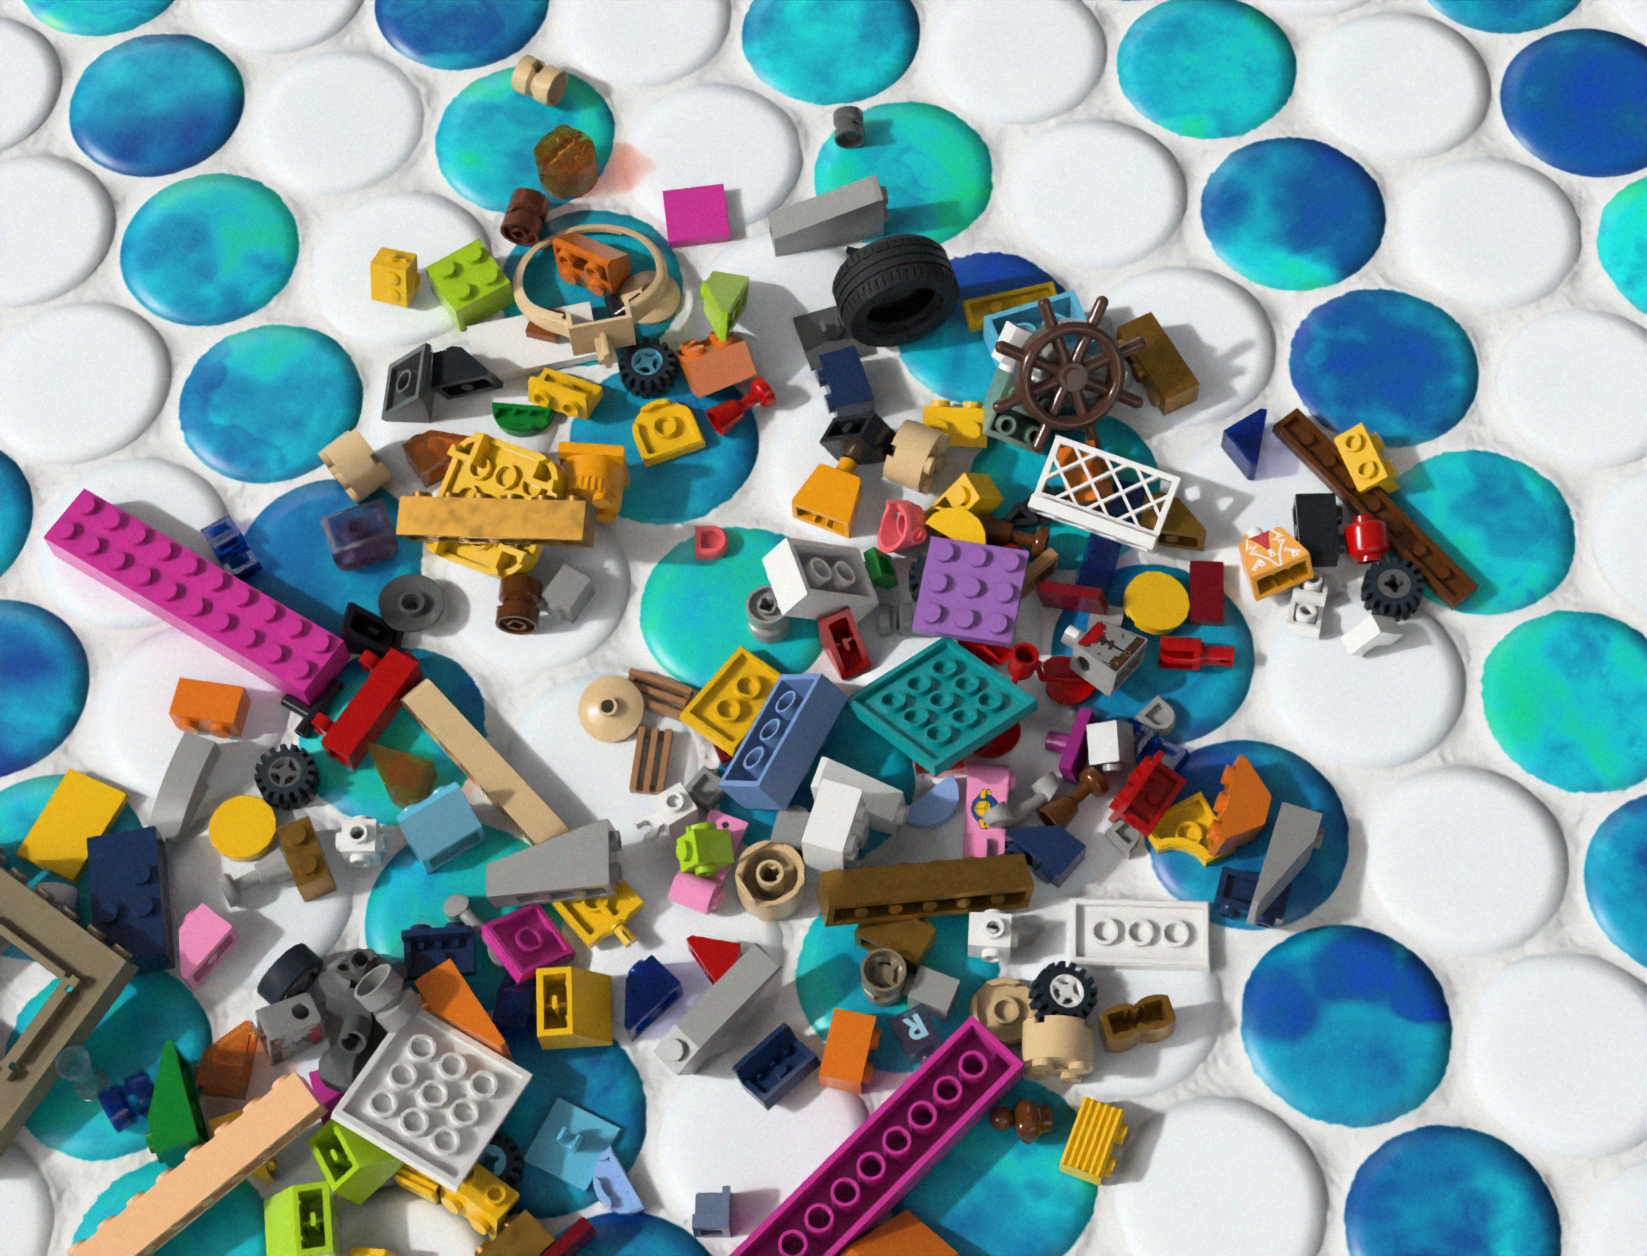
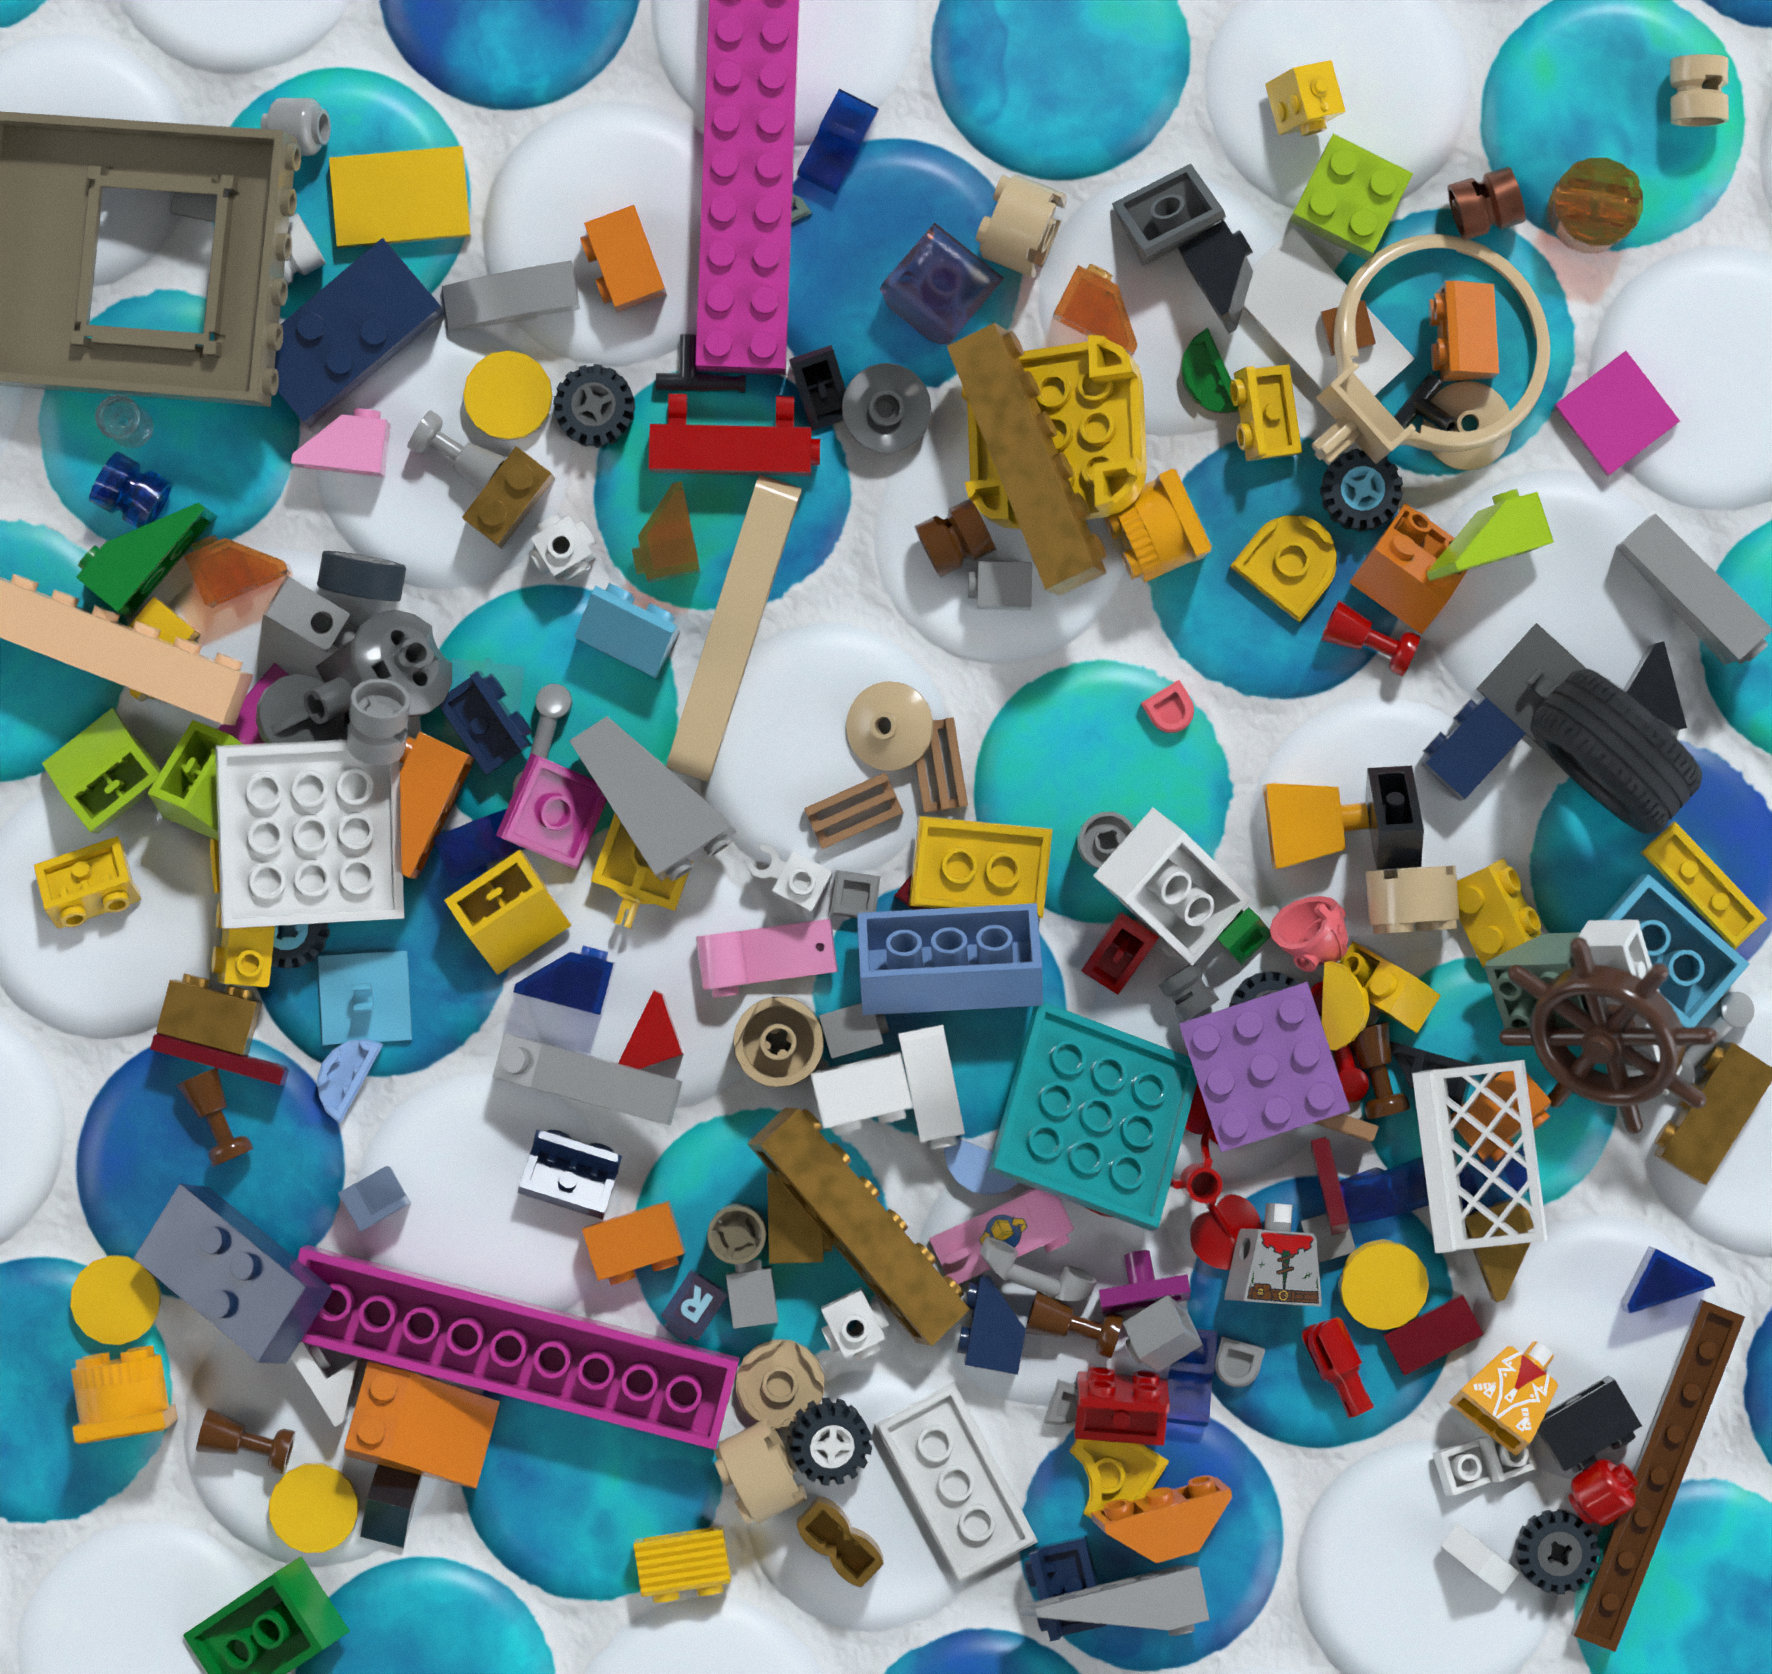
camera: 50 degrees right, 25 degrees up
(704, 849) = (767, 949): lime brick -> none
(1028, 1120) = (669, 1479): reddish brown animal -> none
(1365, 459) = (1716, 1438): yellow bracket -> none

